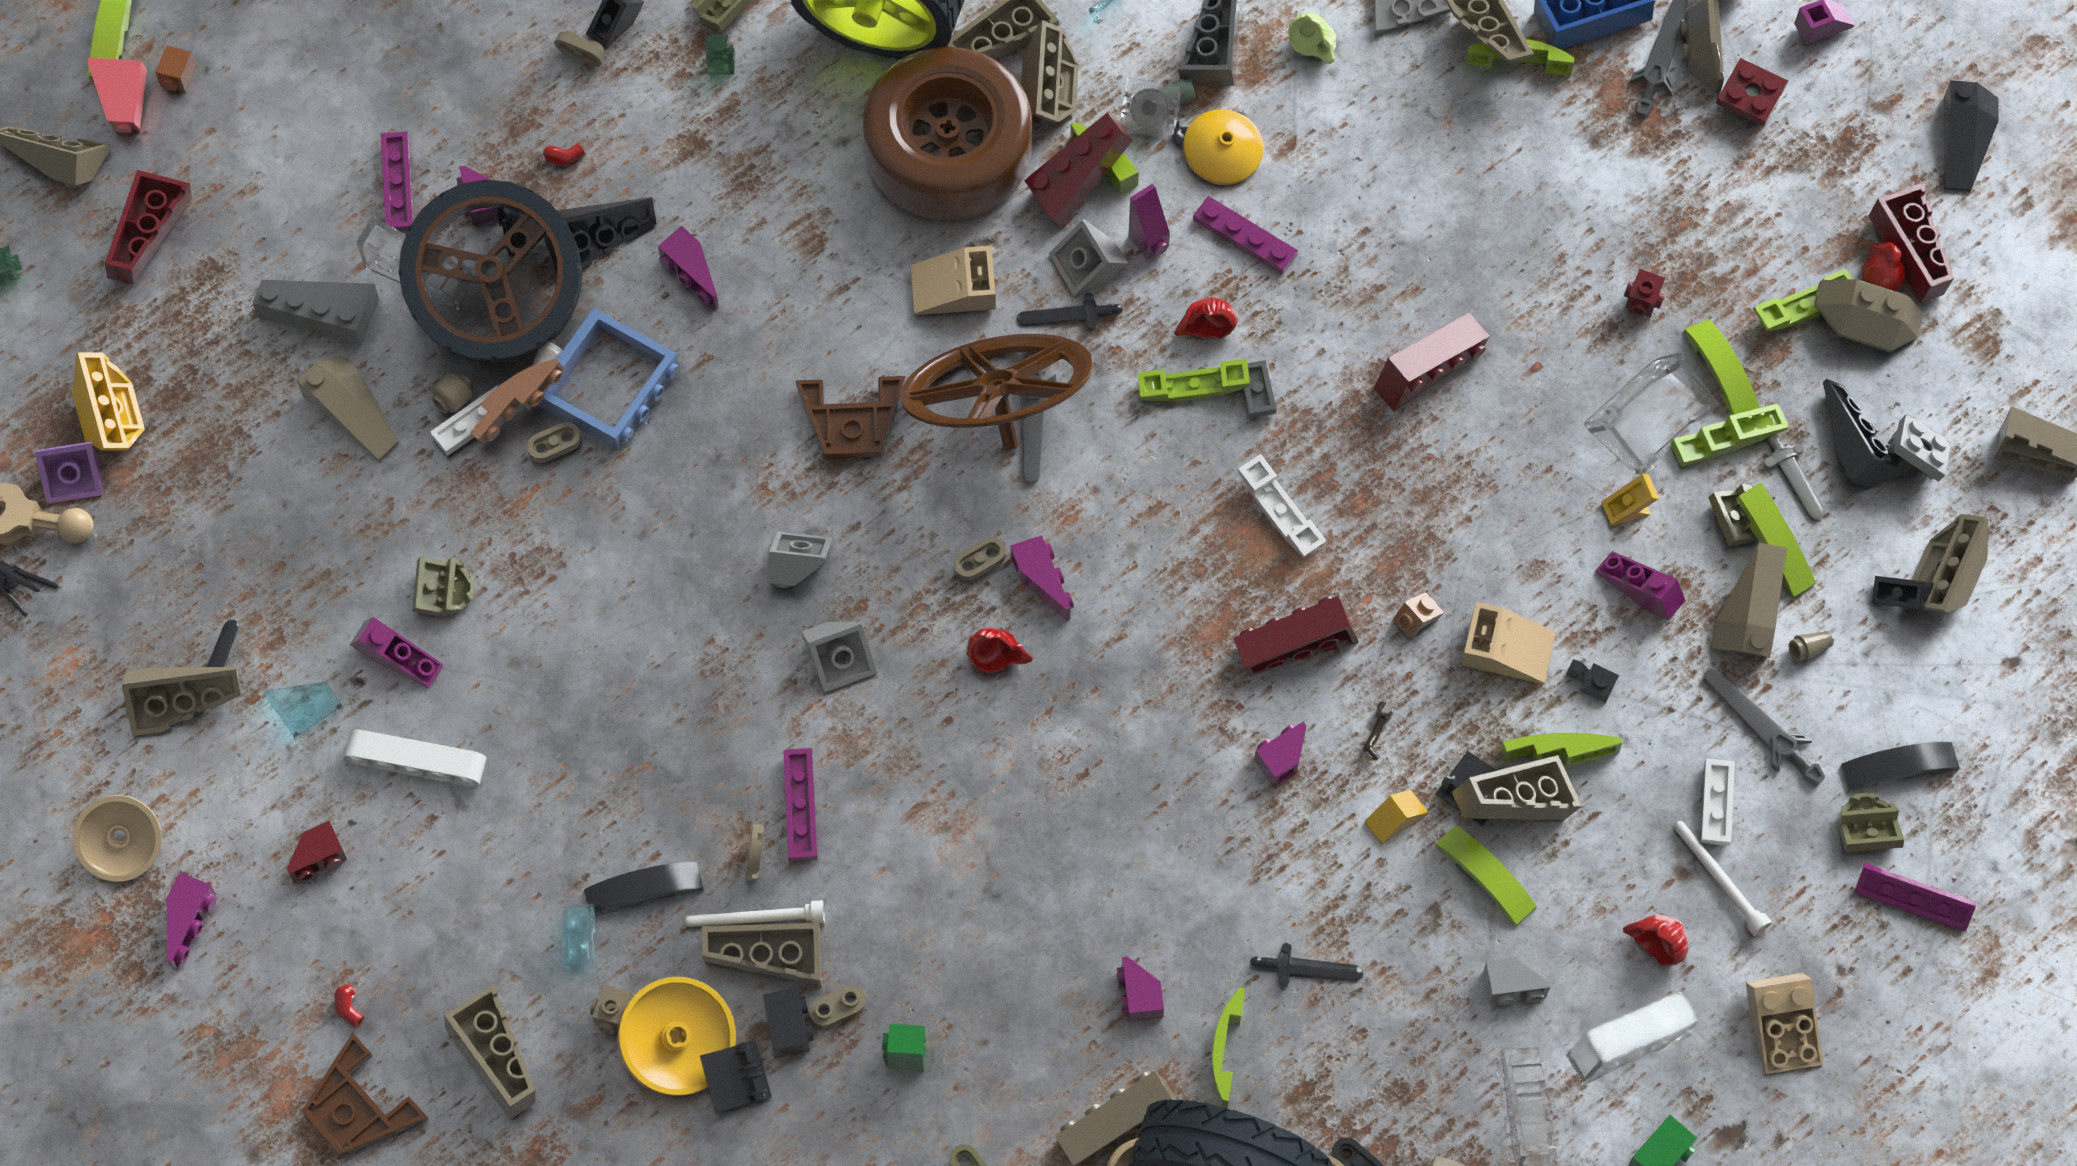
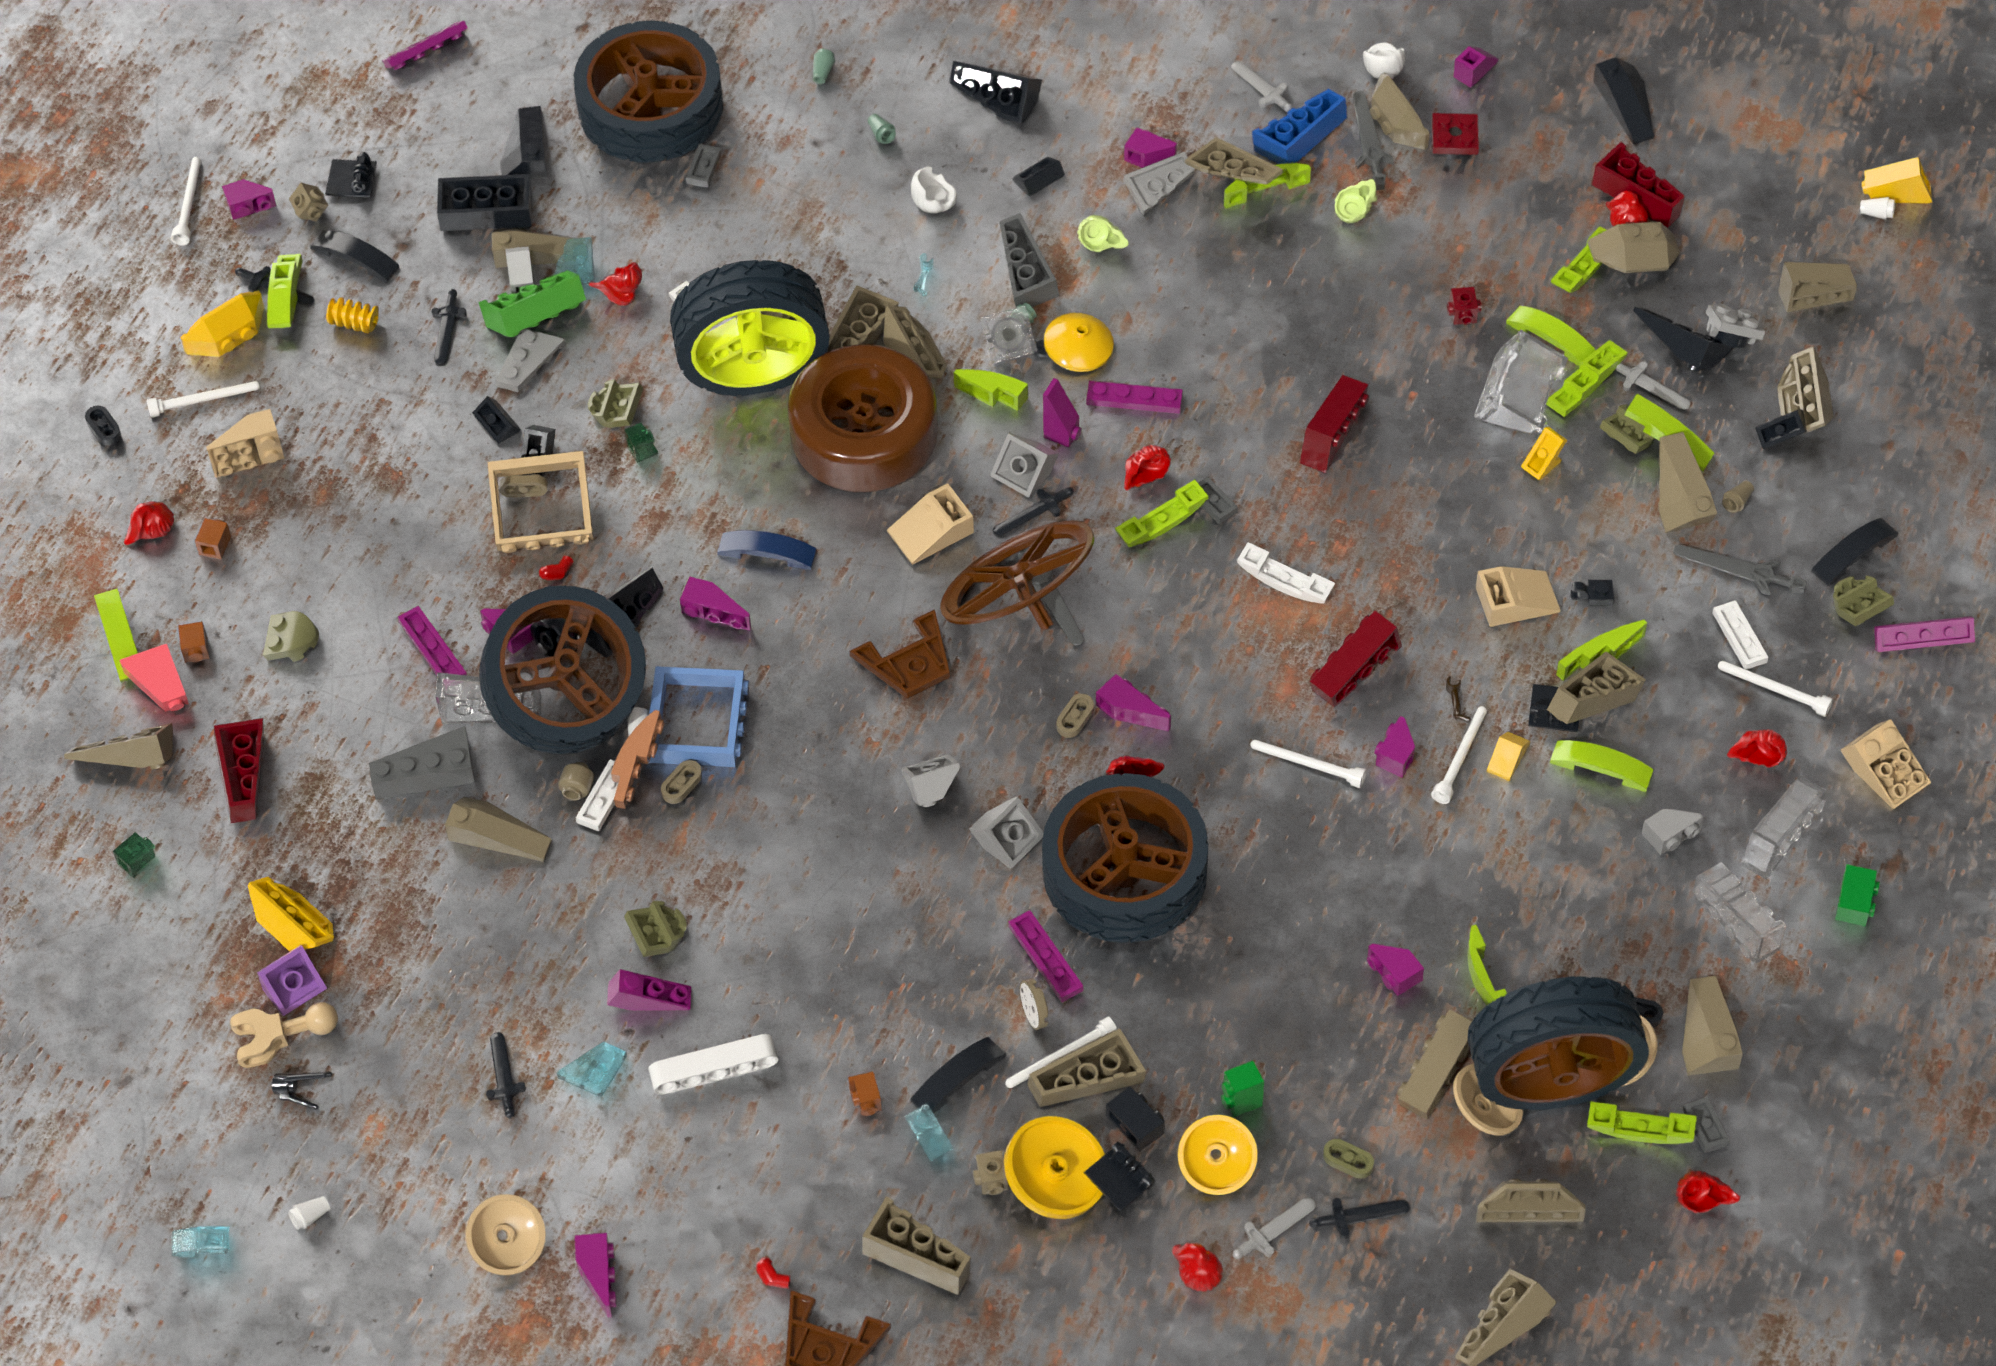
camera: 25 degrees left, 10 degrees down
(173, 694) = (481, 1109): dark tan wedge -> none
(269, 105) = (289, 636): none -> olive slope
(315, 851) = (677, 1168): dark red slope -> none
(537, 59) = (536, 465): none -> tan window
(541, 863) = (865, 1093): none -> dark orange brick
(782, 228) = (768, 545): none -> dark blue slope
(828, 1117) = (1236, 1156): none -> yellow dish
(839, 1008) = (1167, 1088): dark tan plate -> none
(943, 674) = (1109, 803): none -> wheel
(1077, 168) = (980, 399): dark red wedge -> none
(1222, 763) = (1354, 776): none -> white piece
(1287, 965) = (1494, 898): black sword -> none
(1304, 823) = (1444, 790): none -> white piece
(1417, 614) = (1435, 605): medium nougat bracket -> none
(1599, 122) = (1355, 201): none -> yellowish green hair
(1642, 584) = (1592, 509): magenta slope -> none

